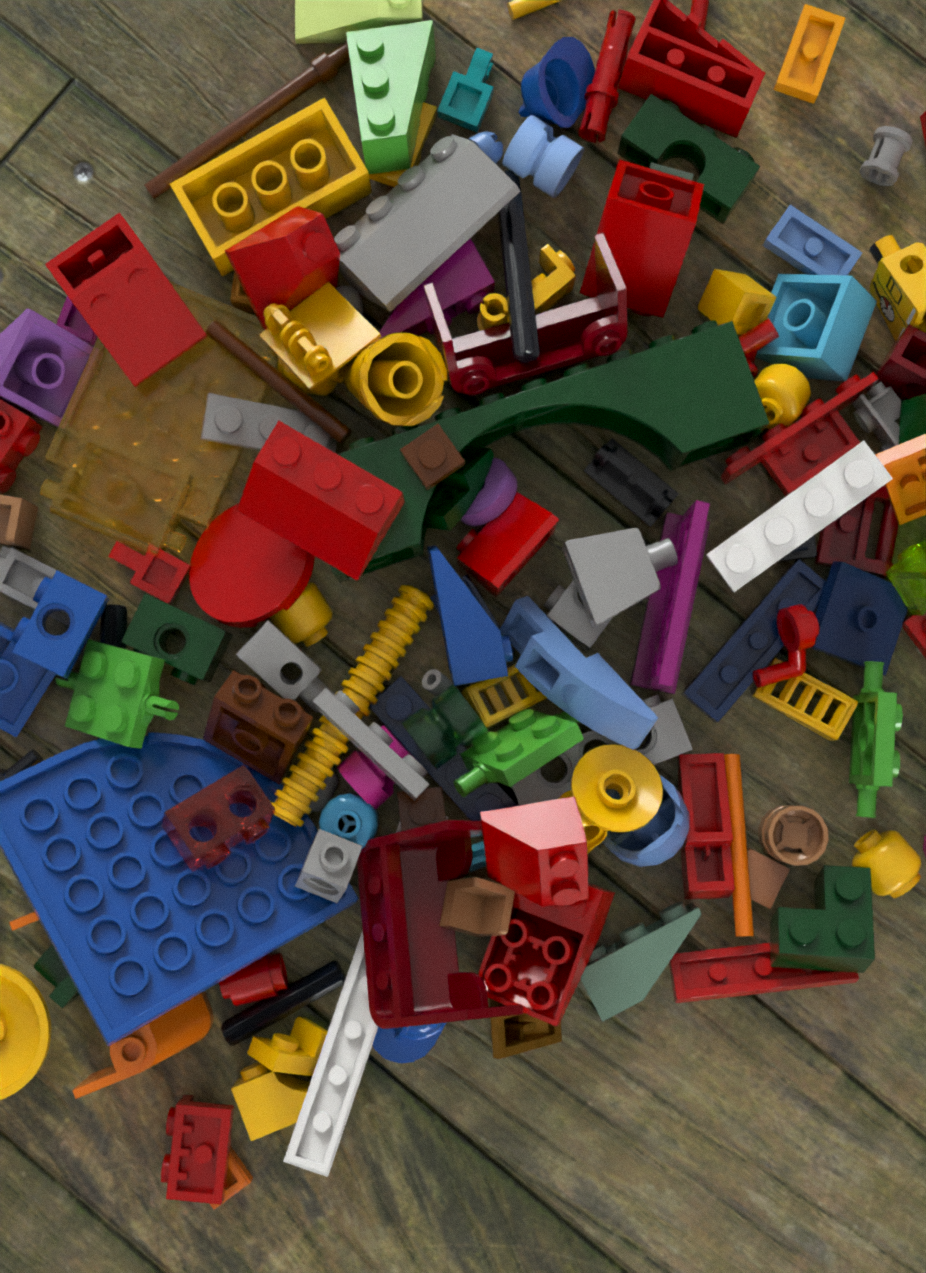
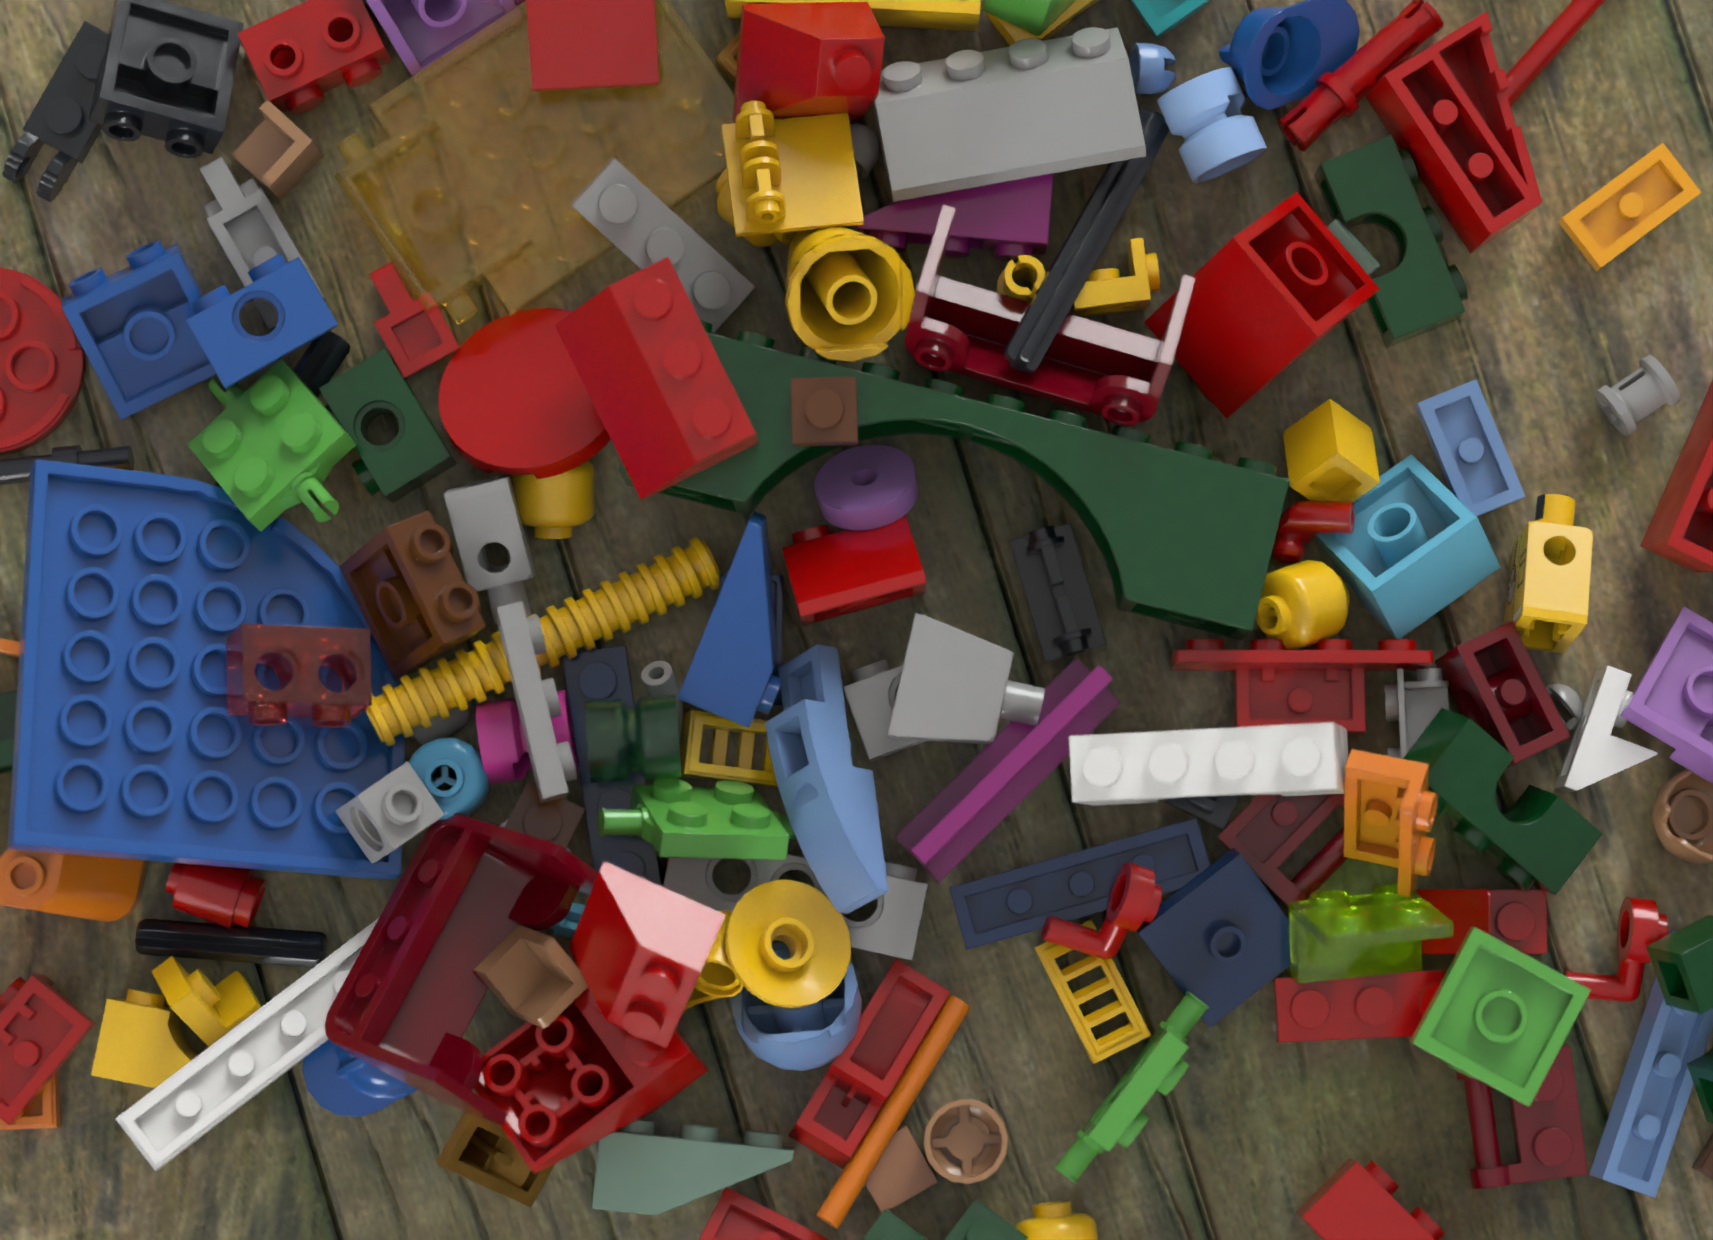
camera: 35 degrees right, 0 degrees up
(278, 382) = (708, 196): reddish brown bar -> none
(458, 490) = (834, 470): dark green slope -> none

